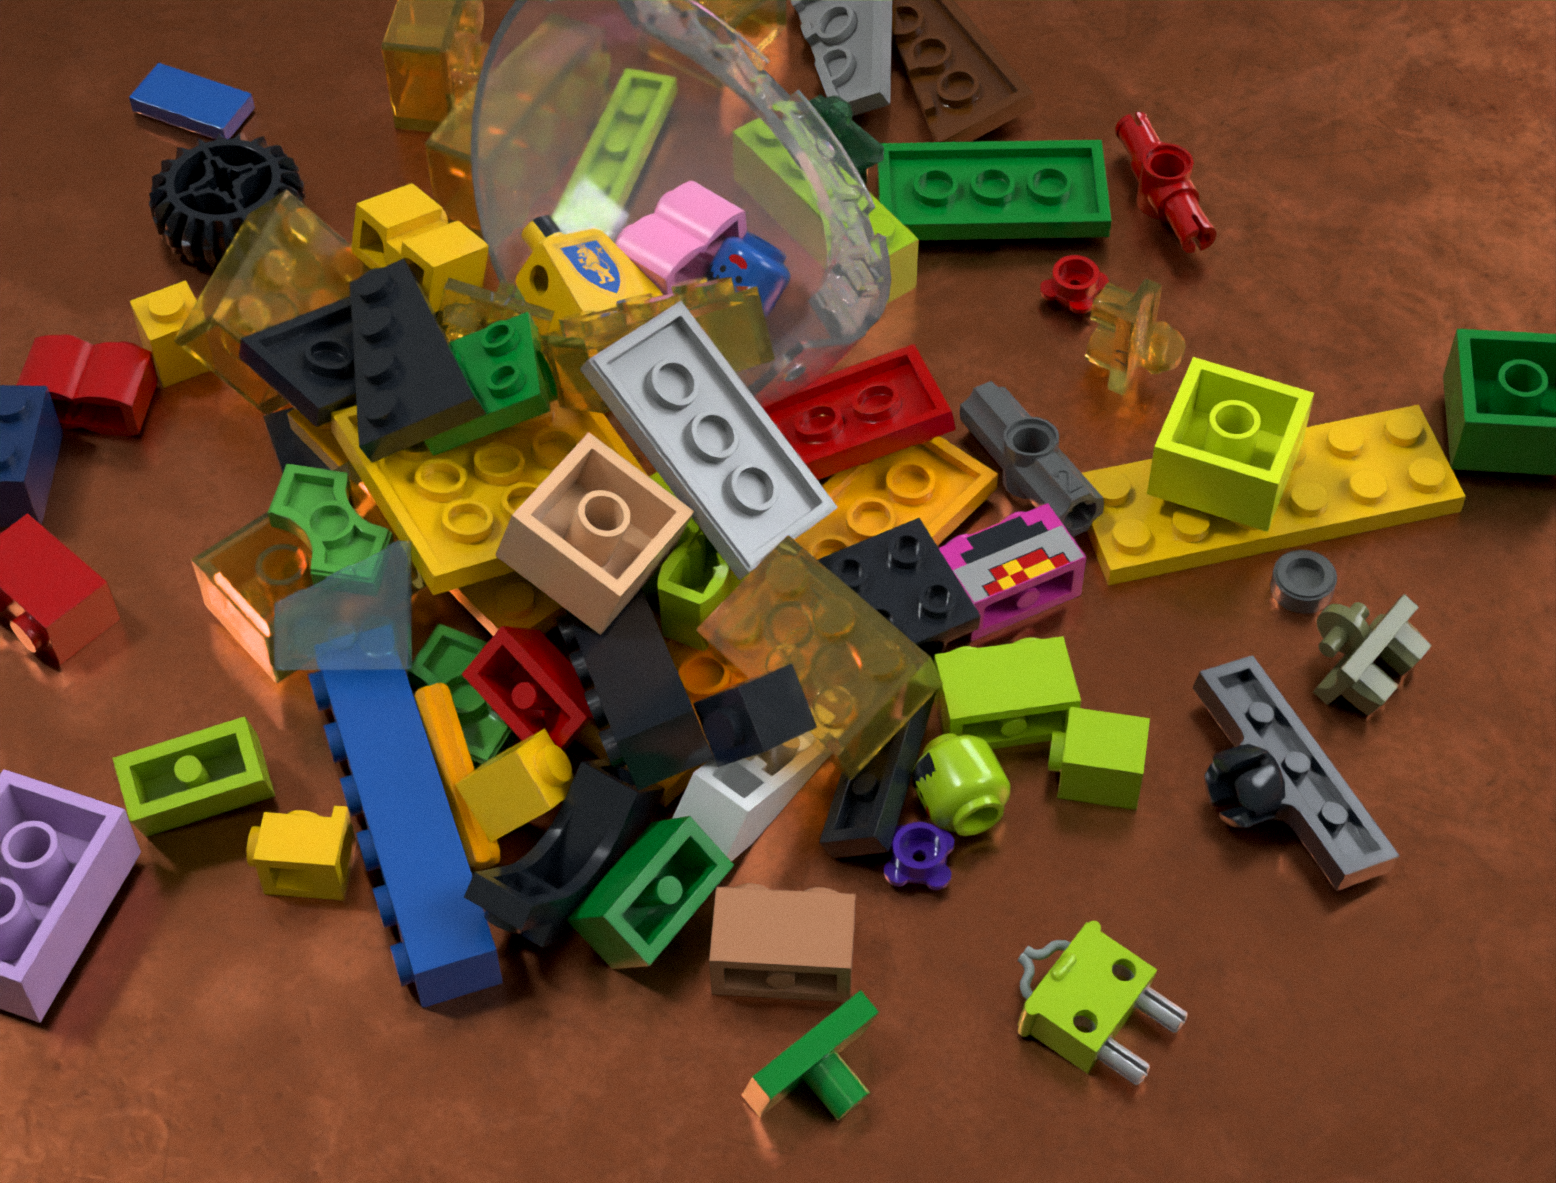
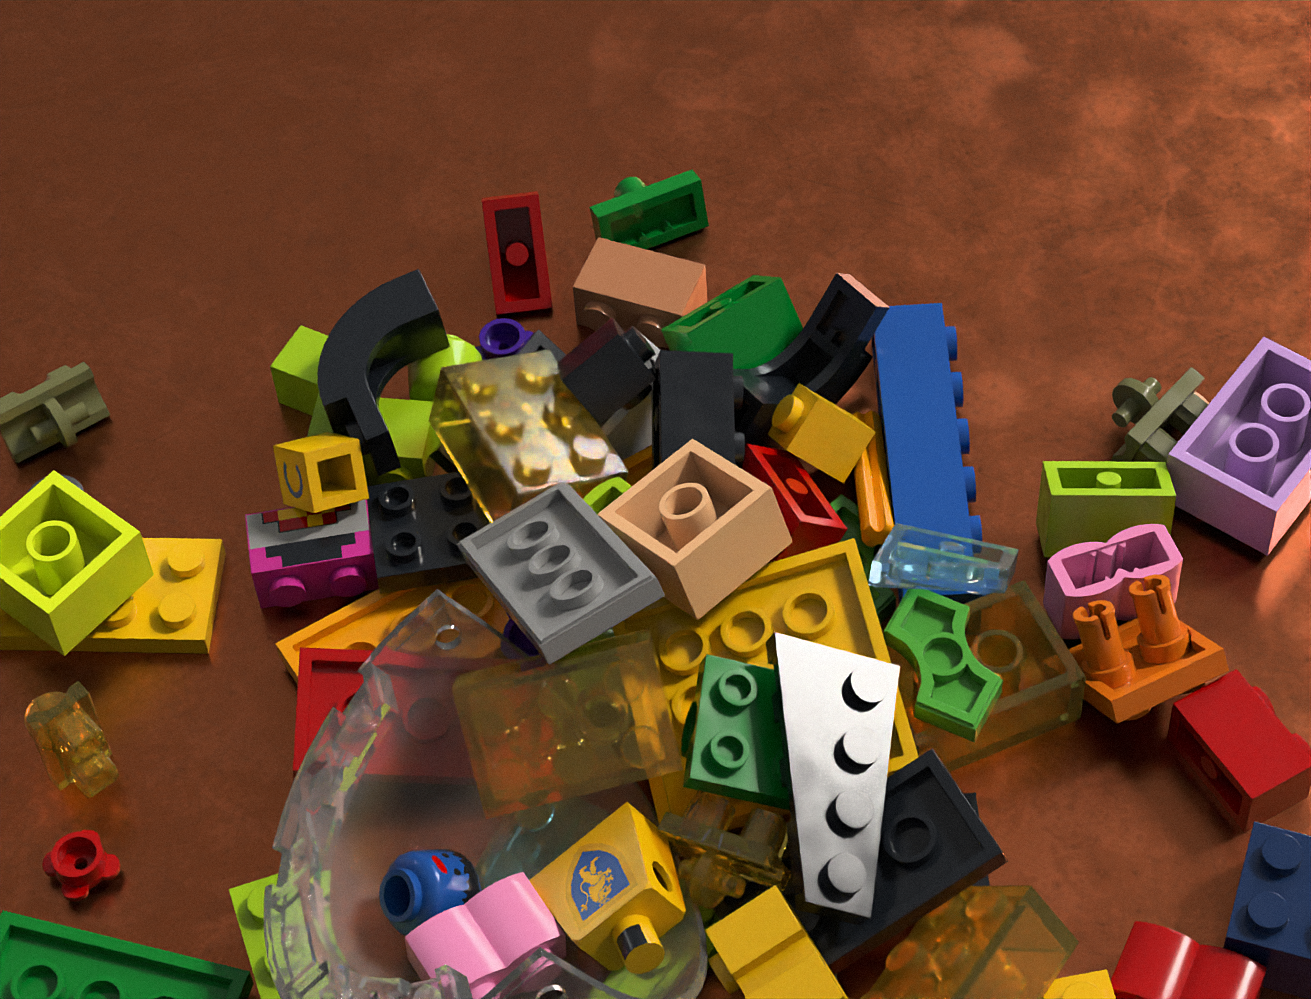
camera: 160 degrees left, 0 degrees up
(145, 628) = (1145, 658): none -> orange plate
(152, 920) = (1139, 404): none -> olive hips
(188, 692) = (1106, 571): none -> bright pink brick
(303, 853) = (1015, 443): yellow brick -> none
(958, 974) = (516, 252): none -> red slope
(1023, 742) = (366, 350): none -> black arch
(1024, 587) = (321, 472): none -> yellow brick
(1030, 457) = (241, 682): dark grey piece -> none
(1090, 999) = (423, 214): lime piece -> none
(1286, 776) = (181, 336): black plate -> none

